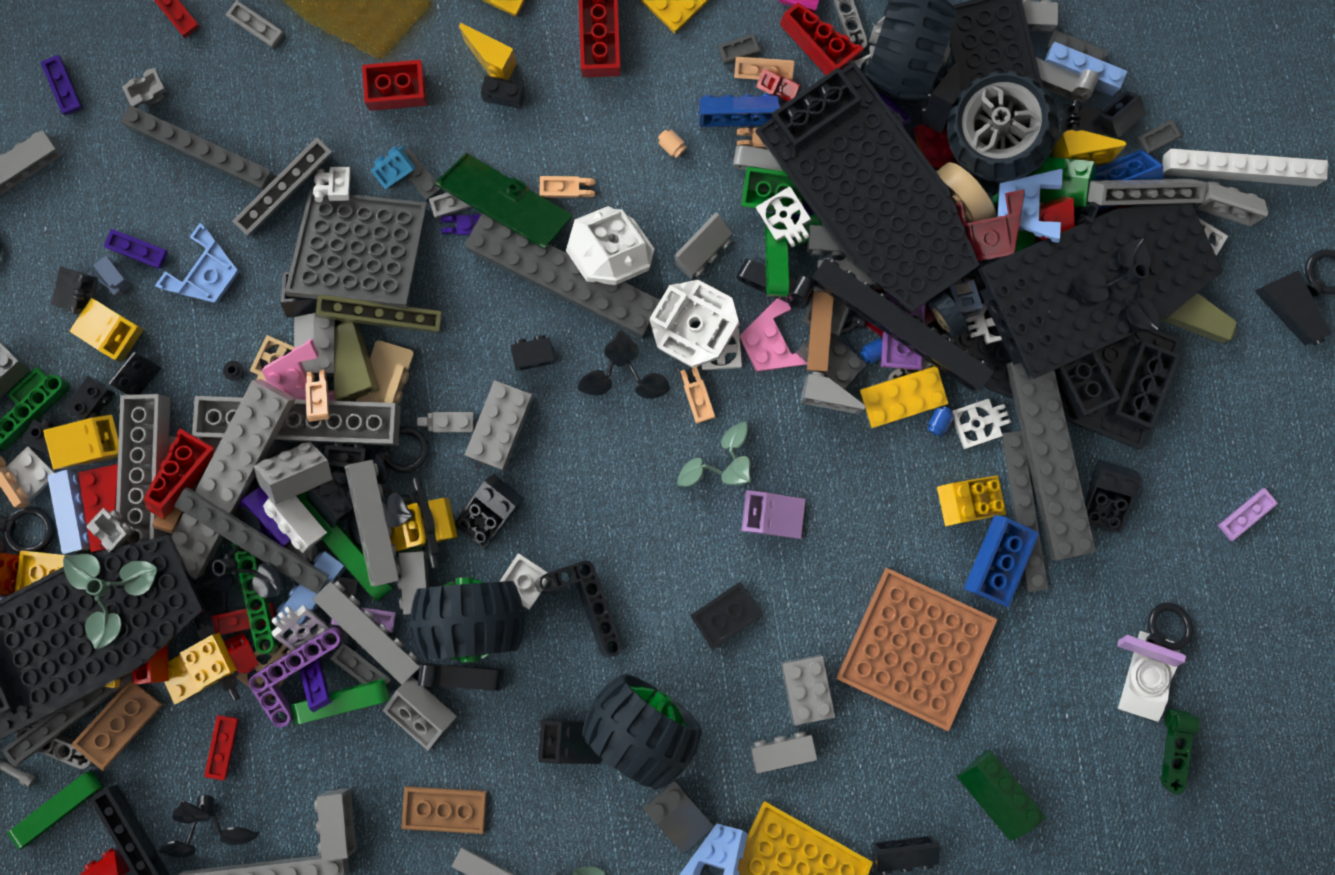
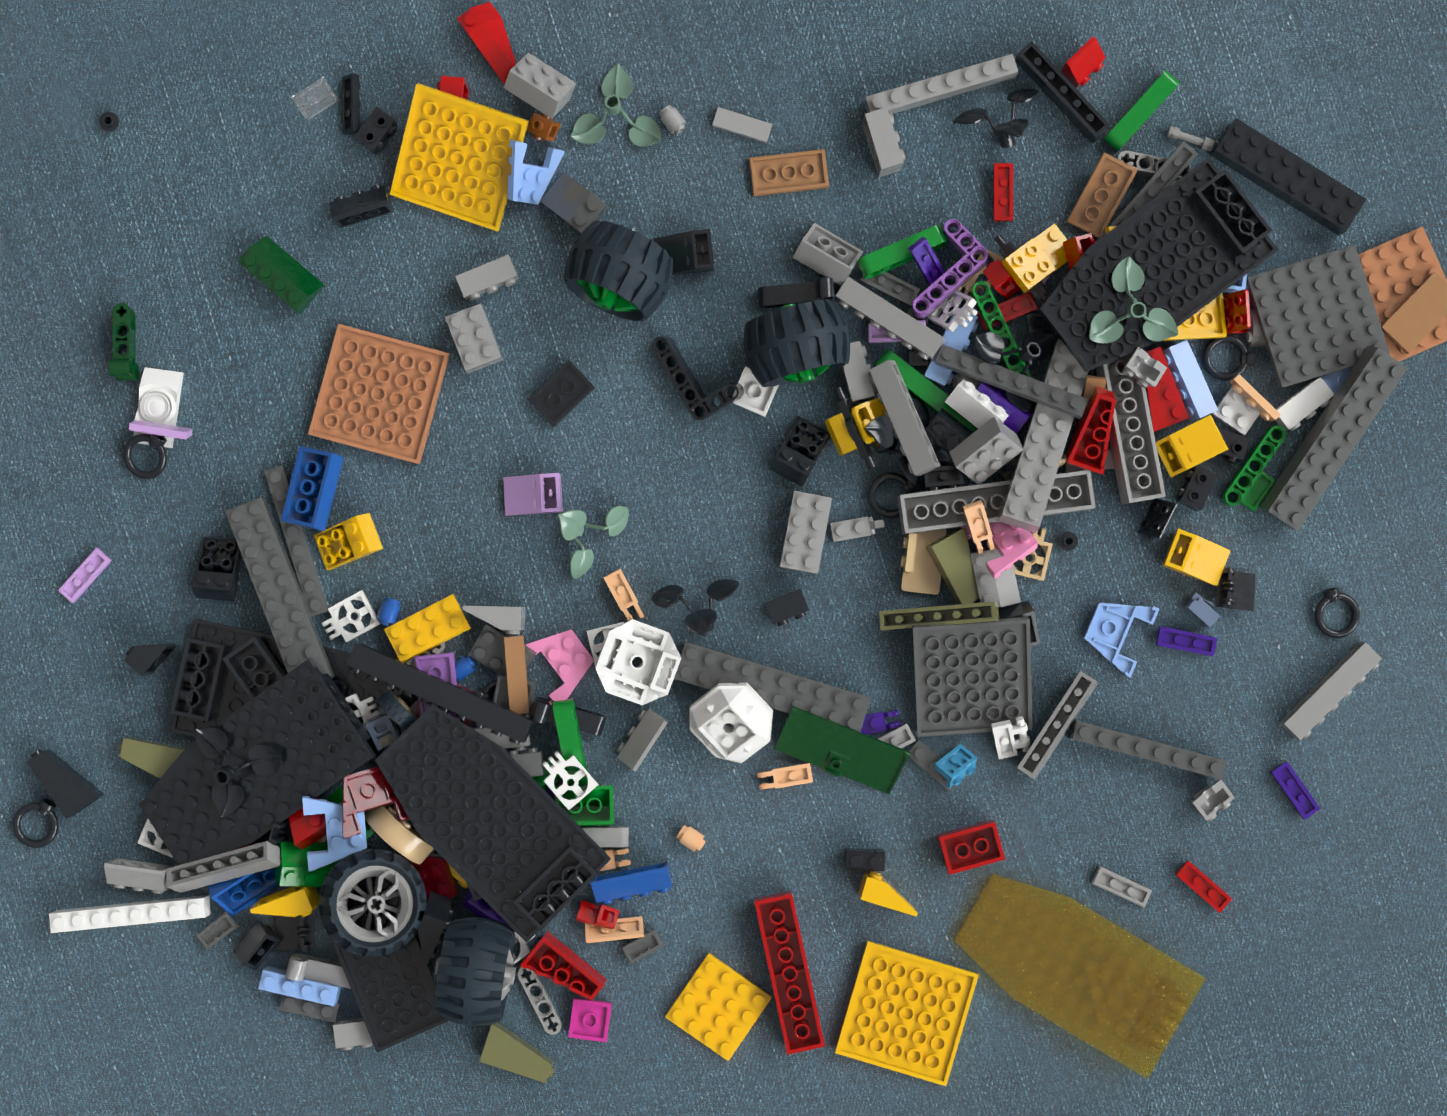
camera: 175 degrees right, 5 degrees up
(1194, 417) = (147, 658): none -> black slope

